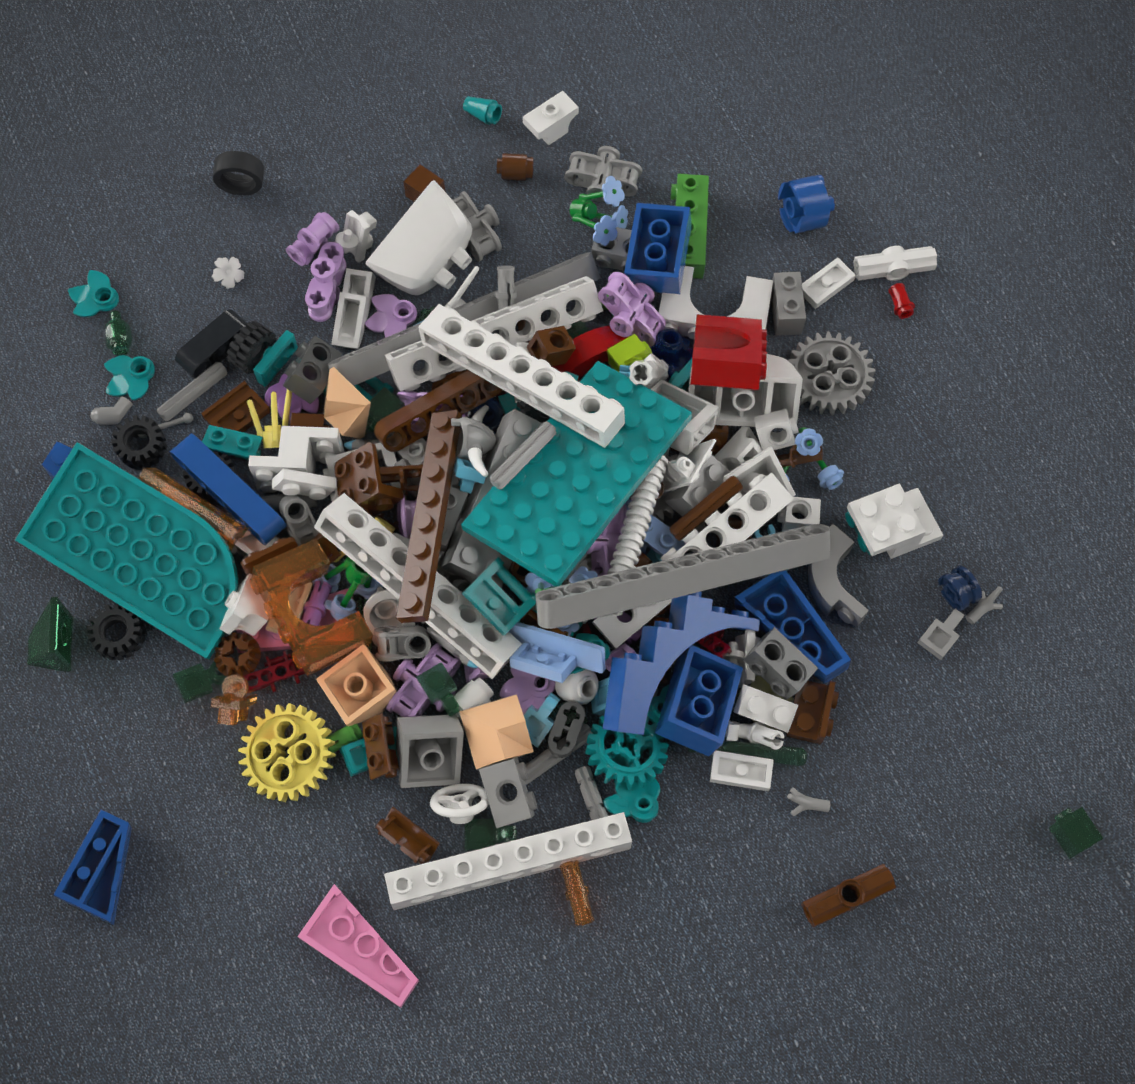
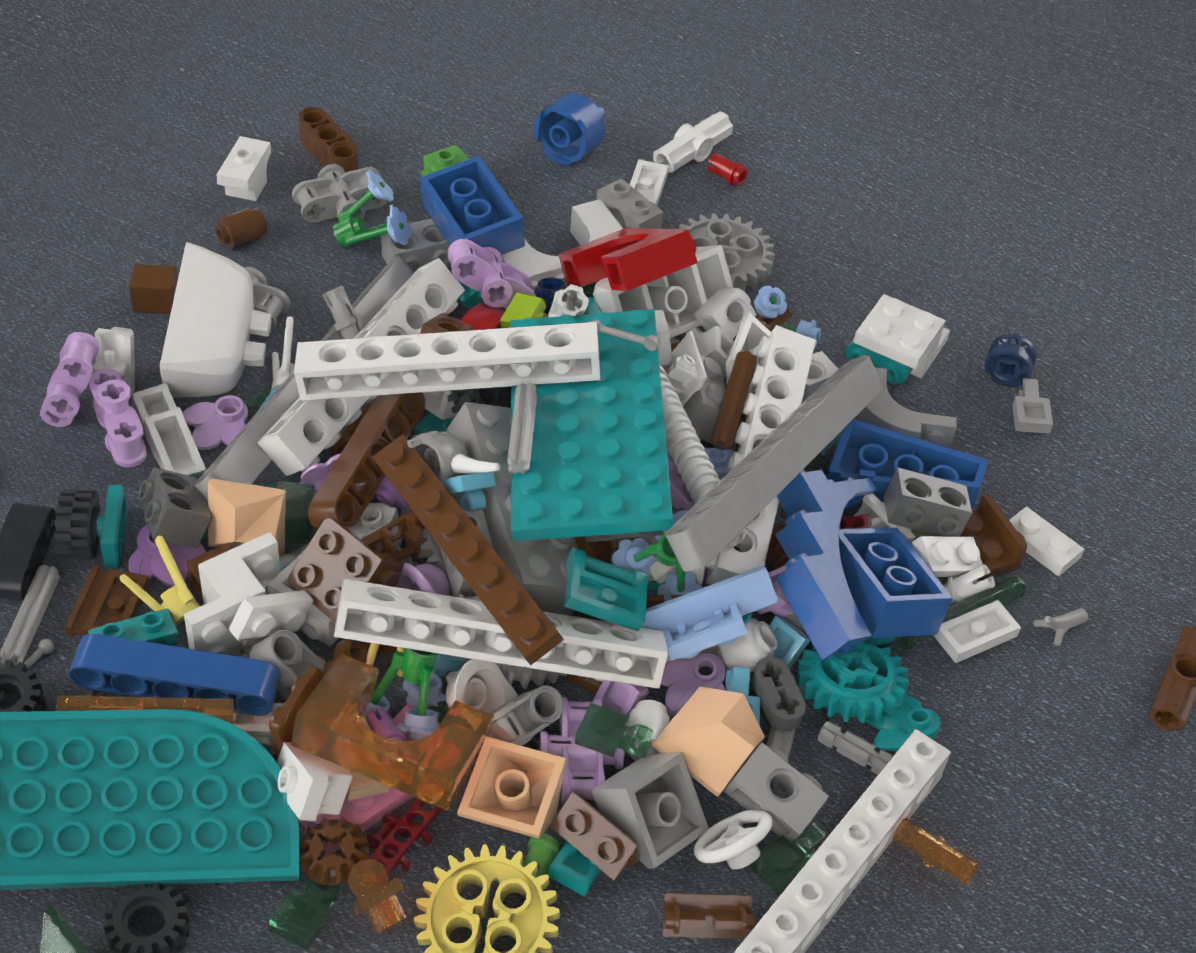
camera: 40 degrees left, 20 degrees down
(449, 647) = (588, 688): light grey piece -> none
(483, 109) = (158, 195): teal cone -> none
(627, 123) = (326, 140): none -> reddish brown beam
(635, 405) = (651, 342): none -> light grey hinge
(853, 736) = (1046, 542): none -> white plate
(984, 605) = (1042, 366): light grey bar -> none

